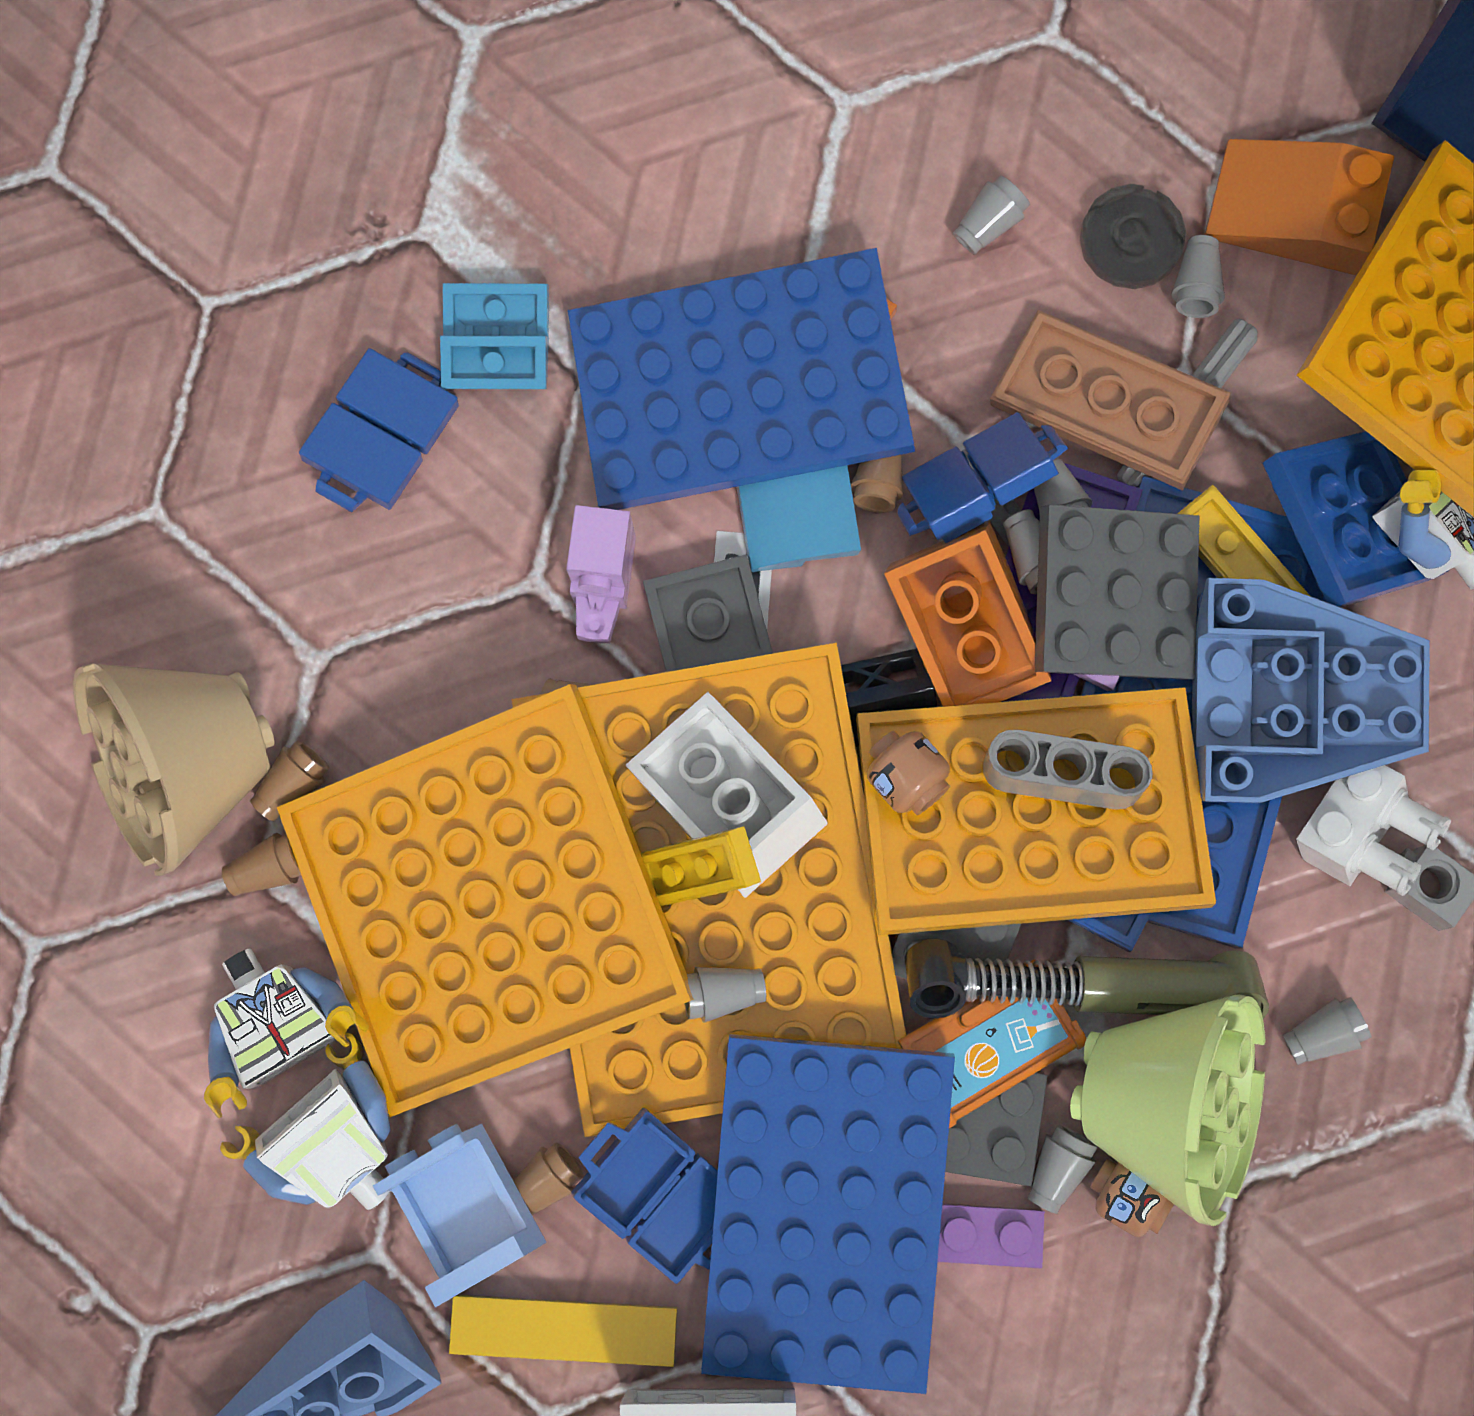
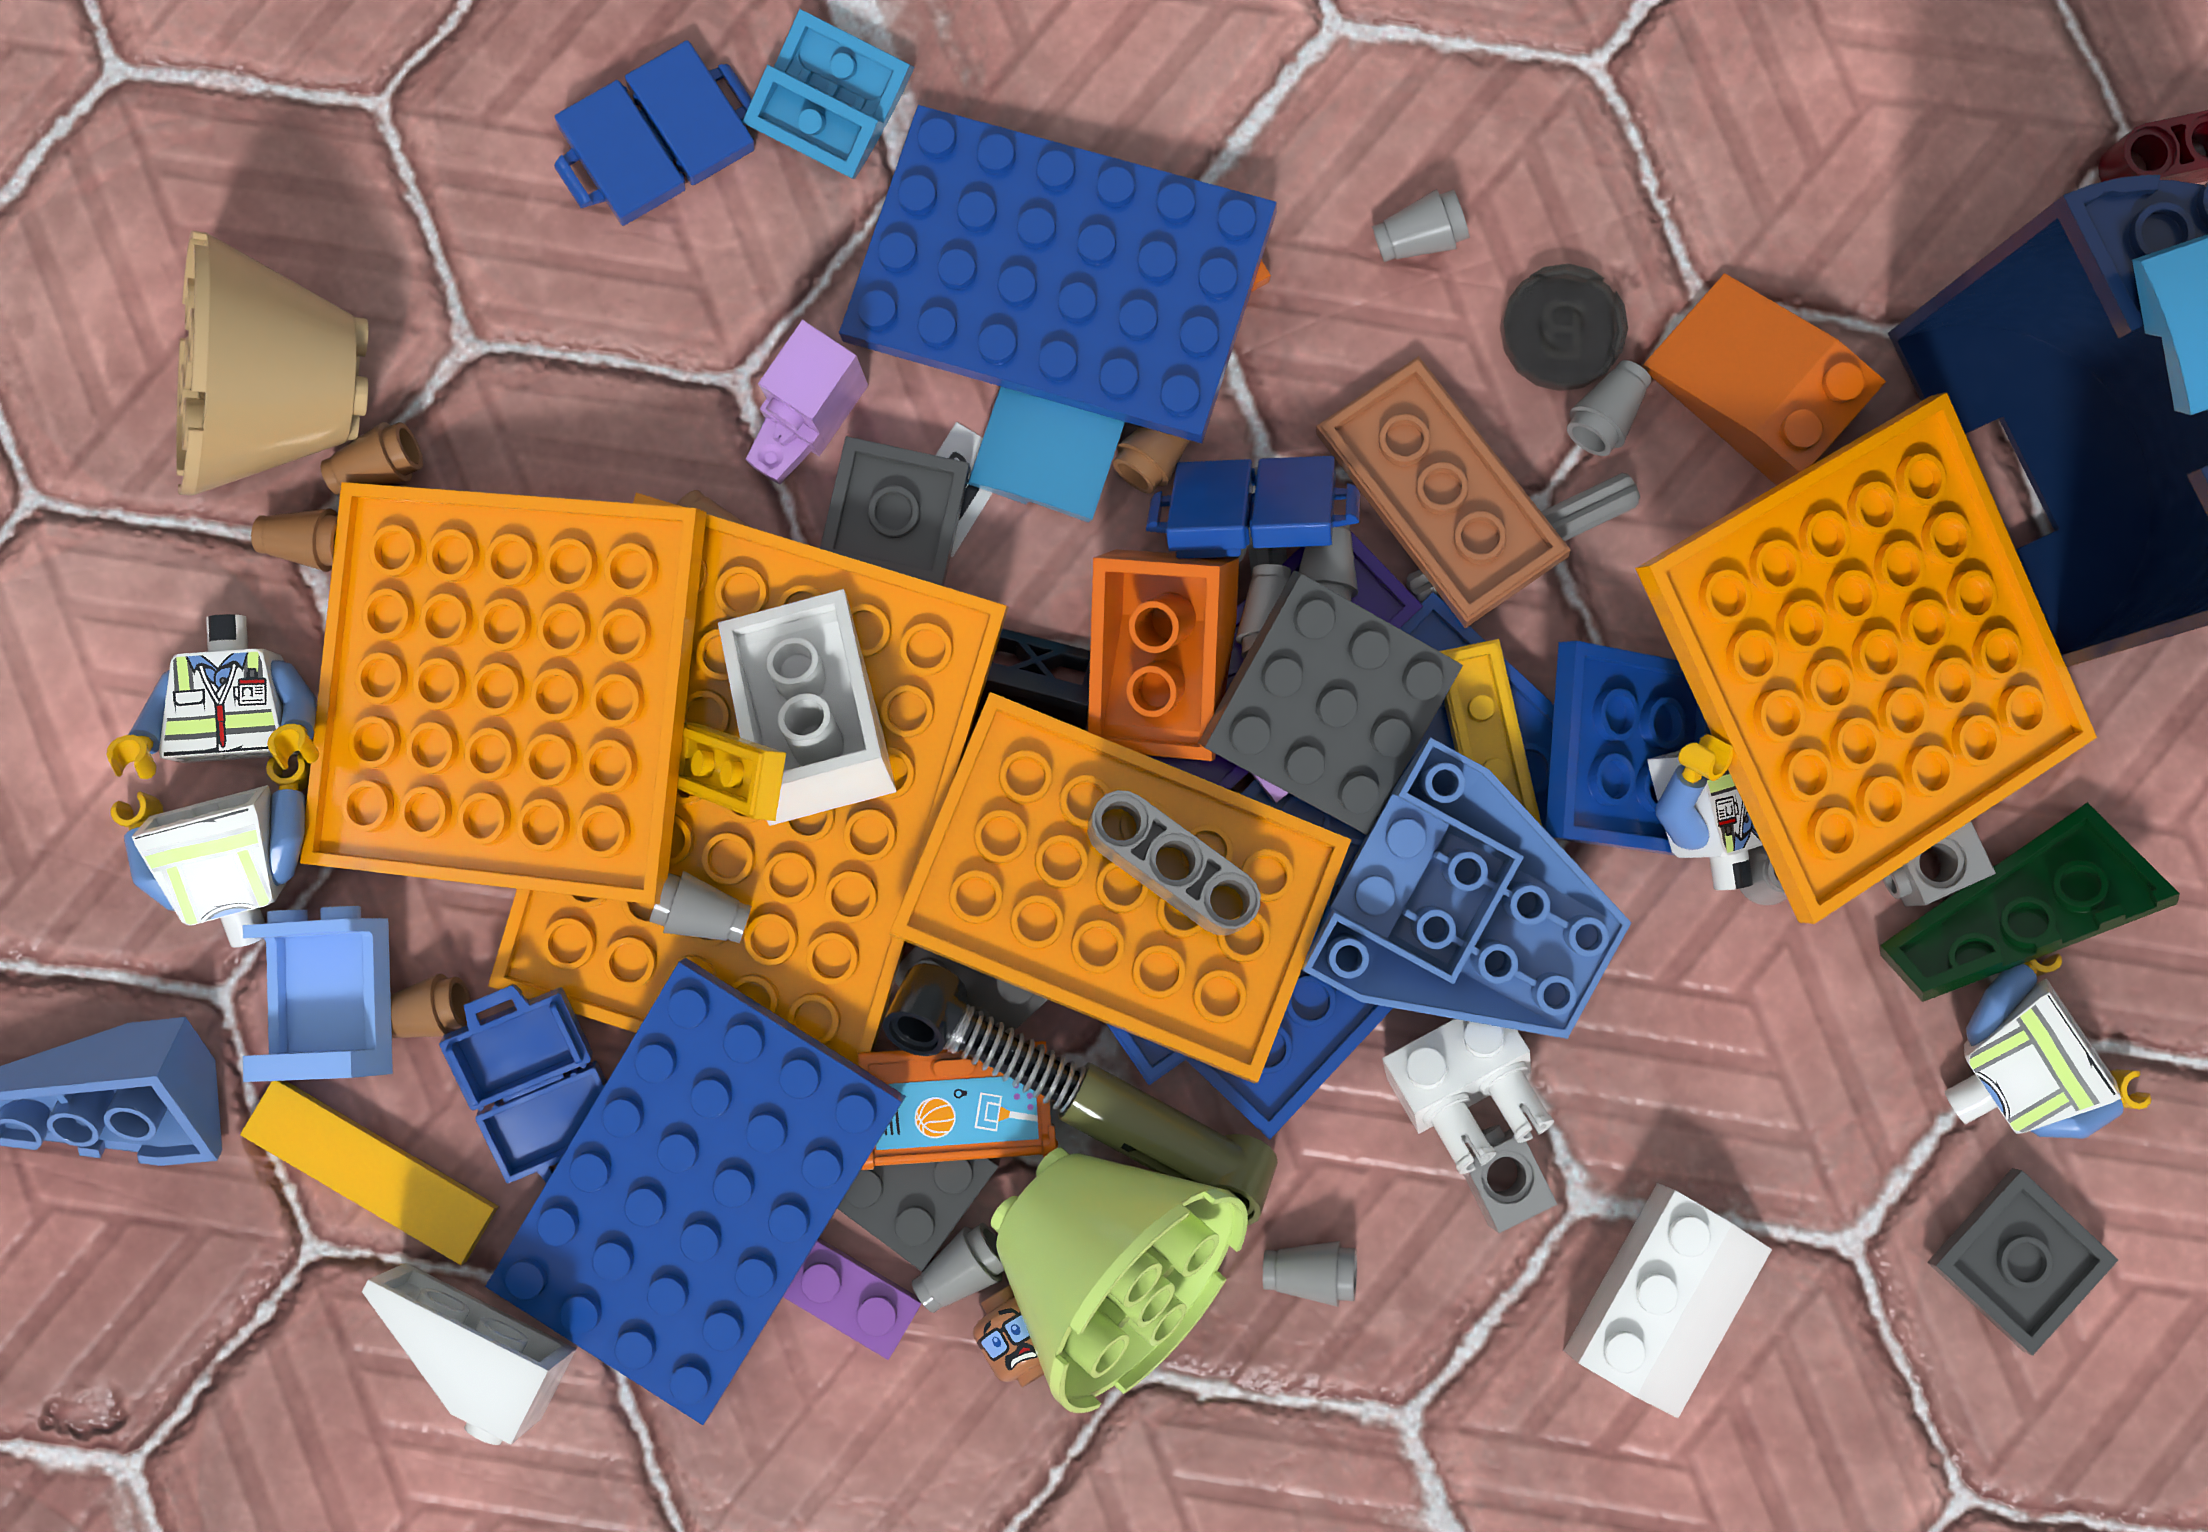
camera: 20 degrees right, 5 degrees up
(908, 772) = (1005, 781): nougat head -> none

